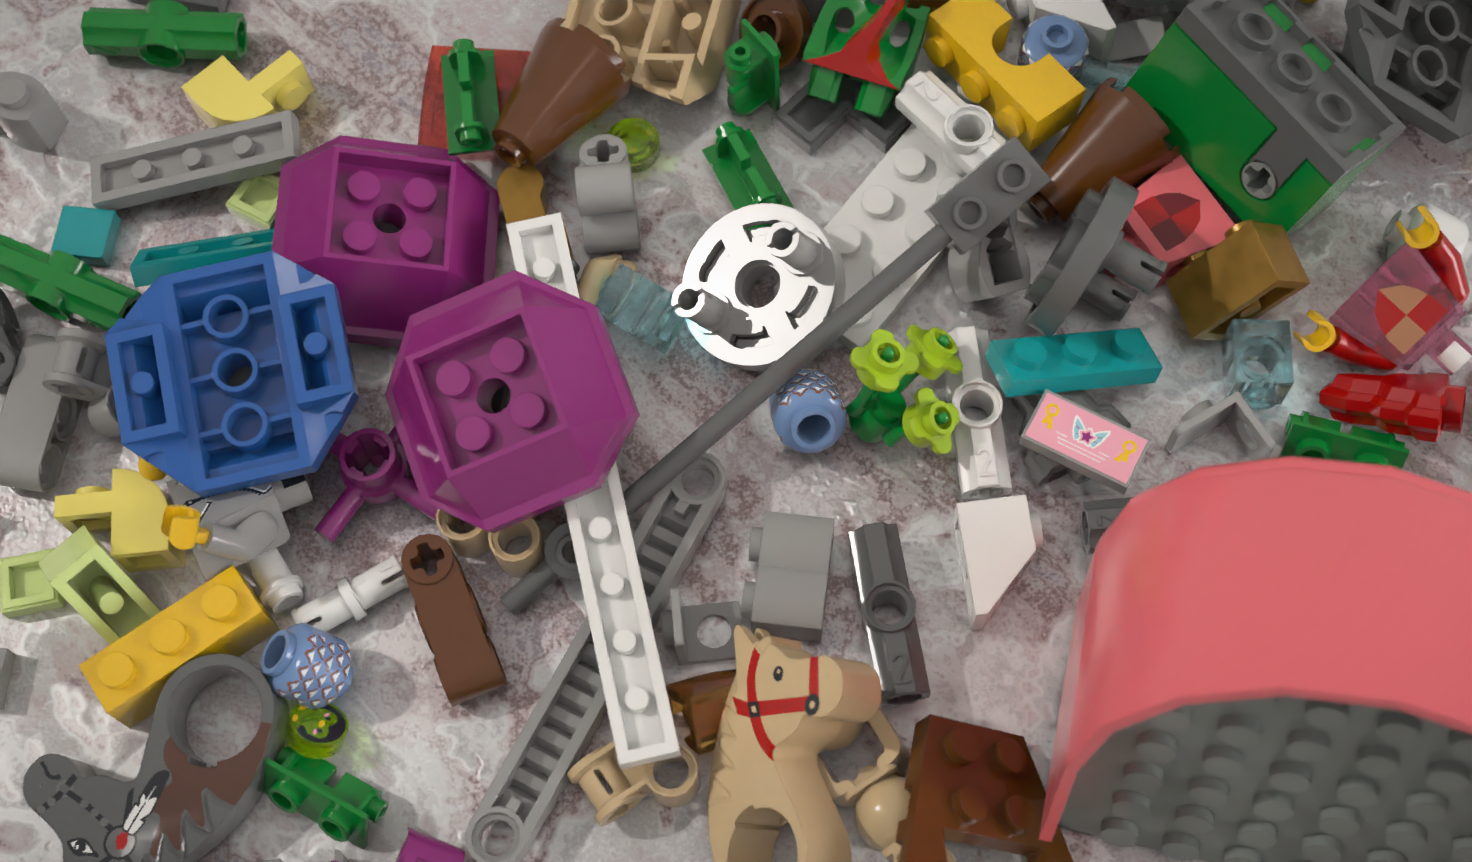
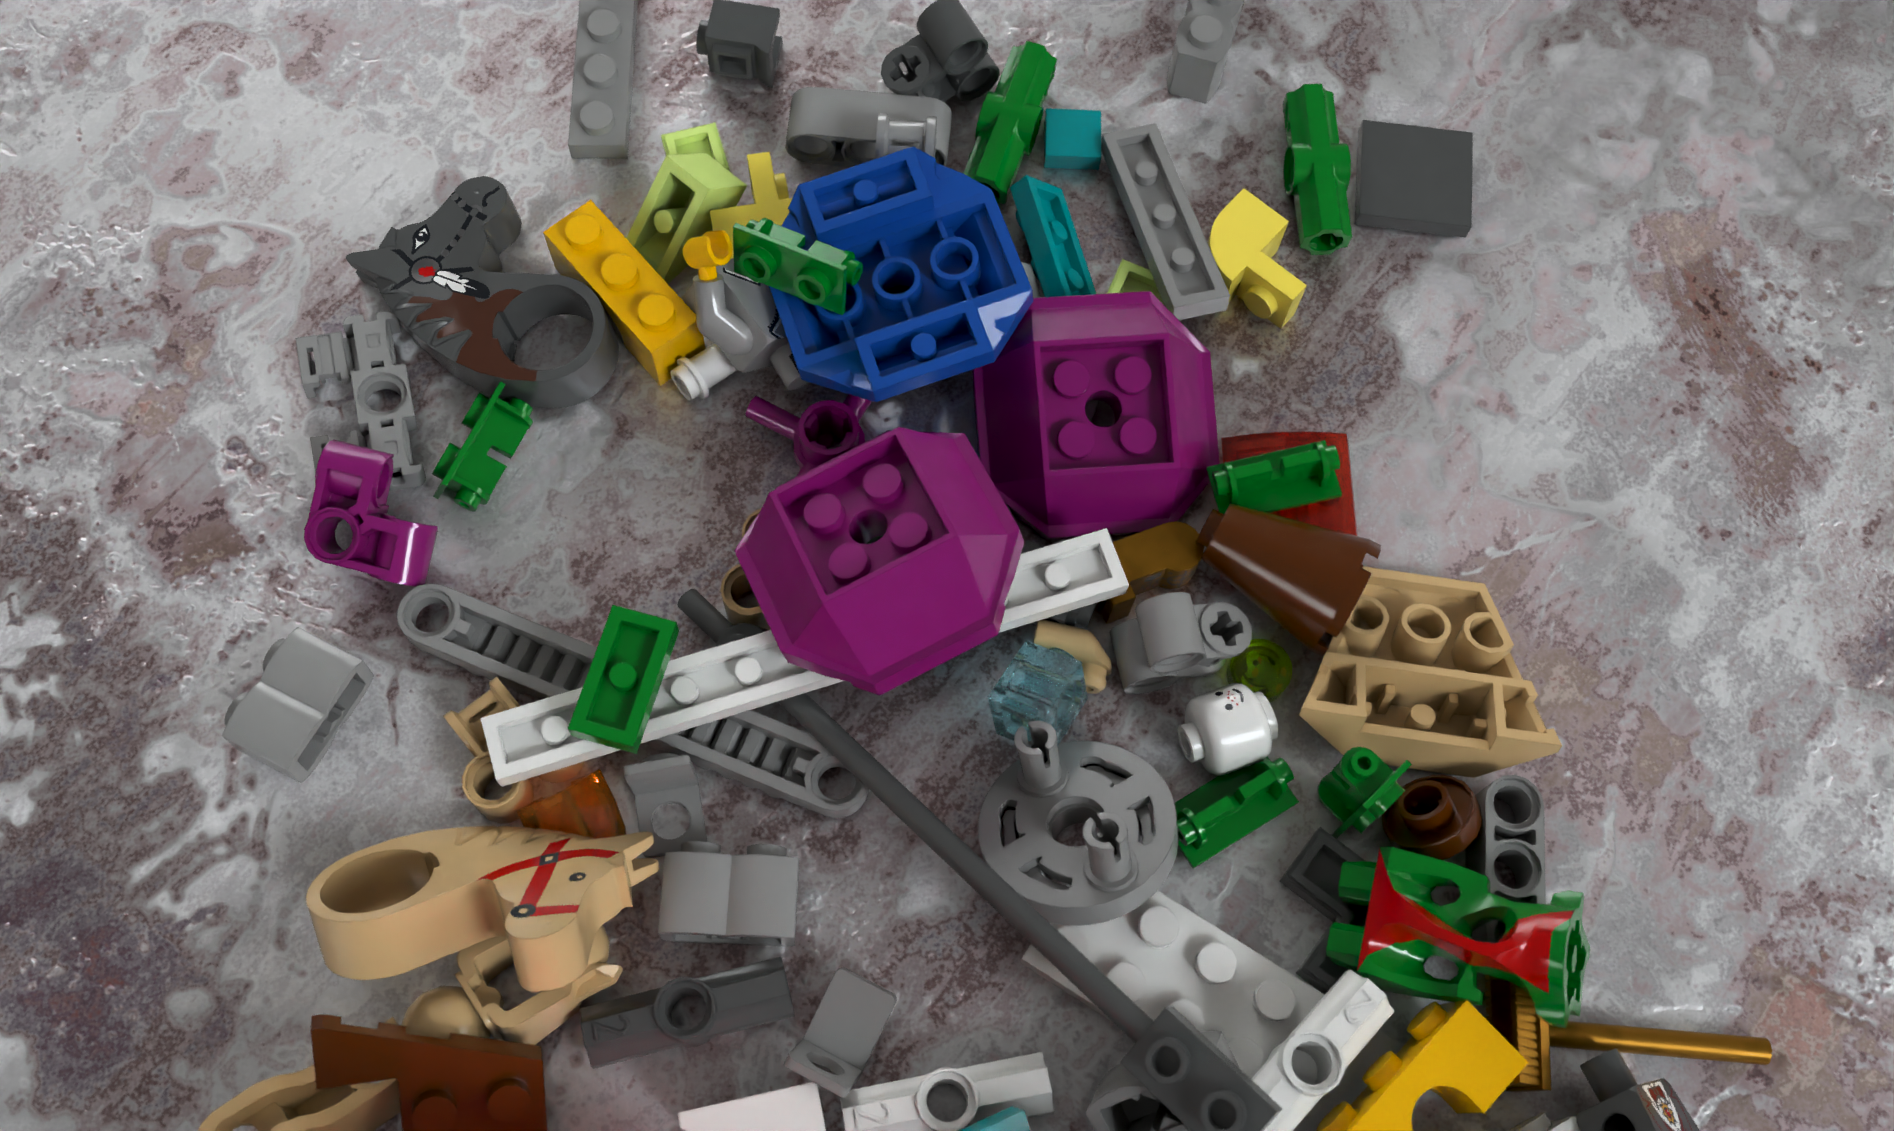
camera: 75 degrees right, 0 degrees up
(222, 434) = (776, 258): none -> green hinge
(307, 665) = (605, 409): medium blue head -> none
(316, 731) = (546, 430): clear neon green tile -> none
(353, 596) = (689, 444): white pin -> none
(451, 621) = (661, 543): reddish brown piece -> none
(601, 625) = (624, 679): none -> green plate
(685, 167) = (1228, 729): none -> white head
(808, 412) = (925, 900): medium blue head -> none
(886, 372) = (946, 981): lime plant -> none
(912, 490) = (842, 1032): none -> light grey bracket

